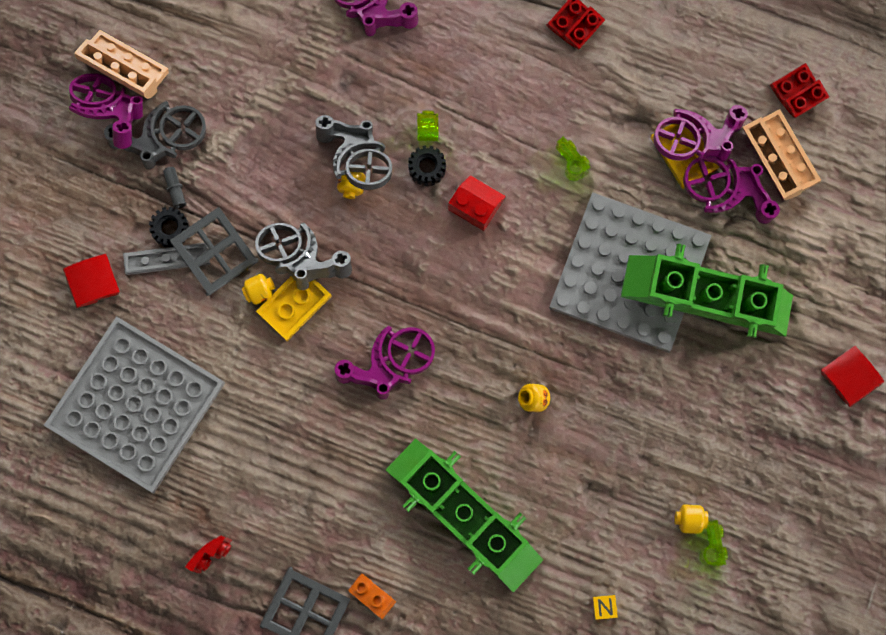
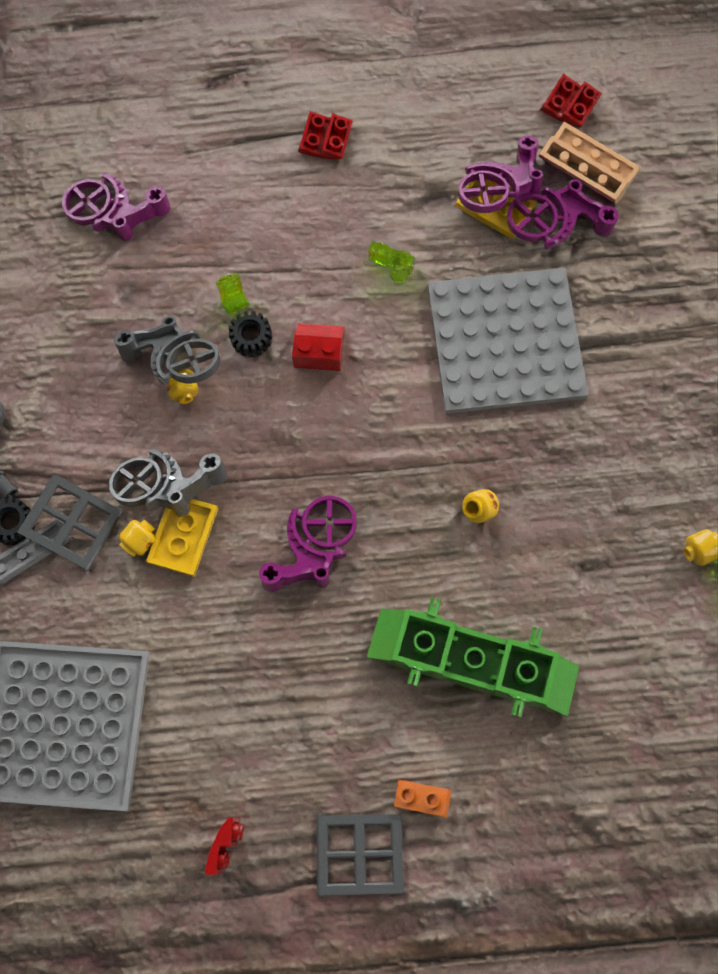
camera: 25 degrees left, 5 degrees down
(605, 607) = (667, 682): yellow tile -> none
(708, 293) = (595, 319): bright green piece -> none

